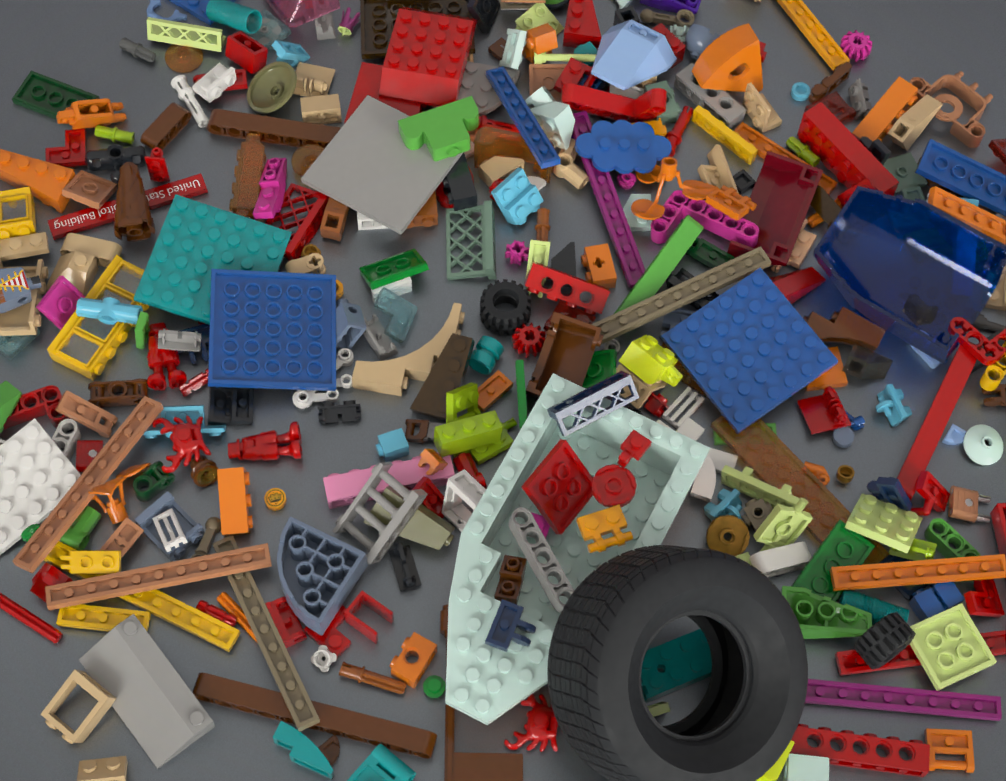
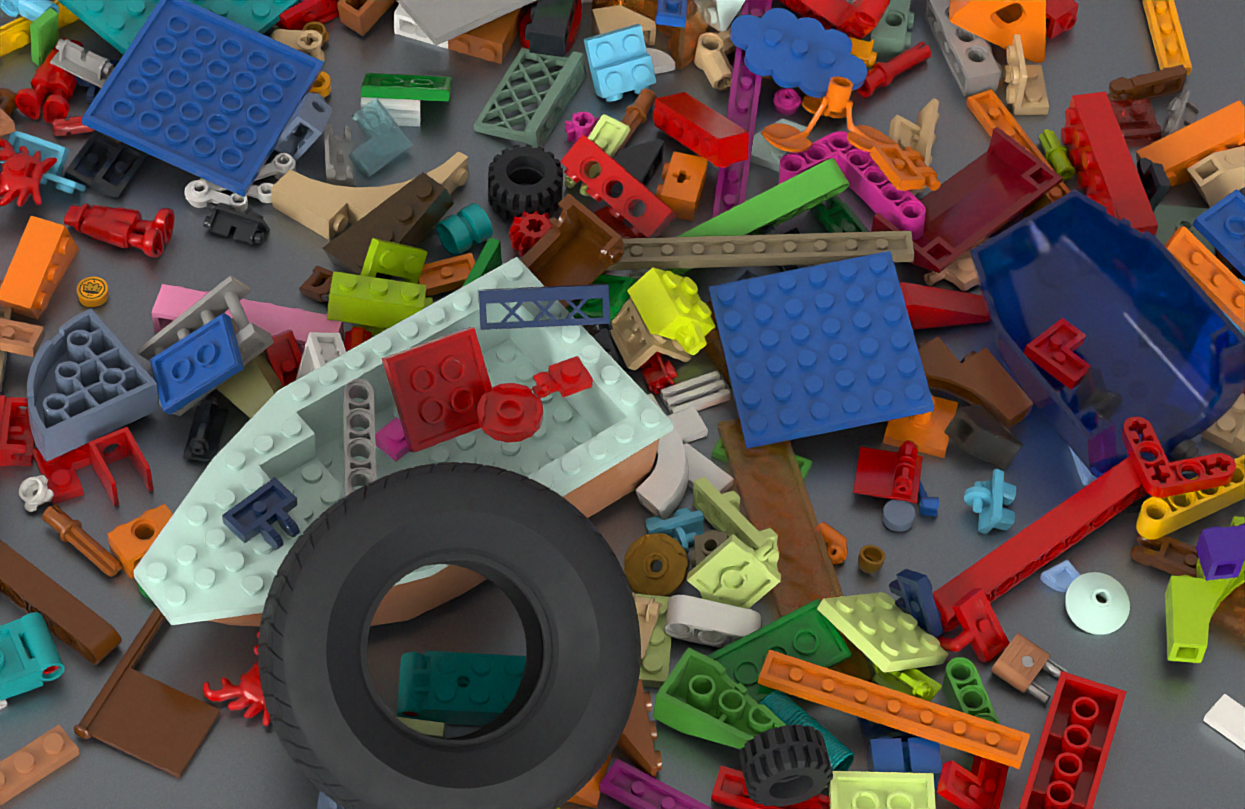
camera: 25 degrees right, 10 degrees down
(203, 472) = (17, 216): reddish brown piece -> none
(386, 529) = (196, 363): none -> blue tile
(392, 445) = (278, 285): medium azure brick -> none
(434, 460) = (311, 314): orange tile -> none
(511, 579) = (316, 473): reddish brown slope -> none
(595, 225) = (701, 129): none -> red brick
(602, 523) = (466, 446): light orange plate -> none
(724, 134) = (955, 95): yellow plate -> none
(743, 181) = (947, 160): black tile -> none
(800, 91) = (1098, 81): medium azure tile -> none
(856, 45) = (1212, 54): dark pink gear -> none
(880, 293) = (1055, 353): none -> red plate

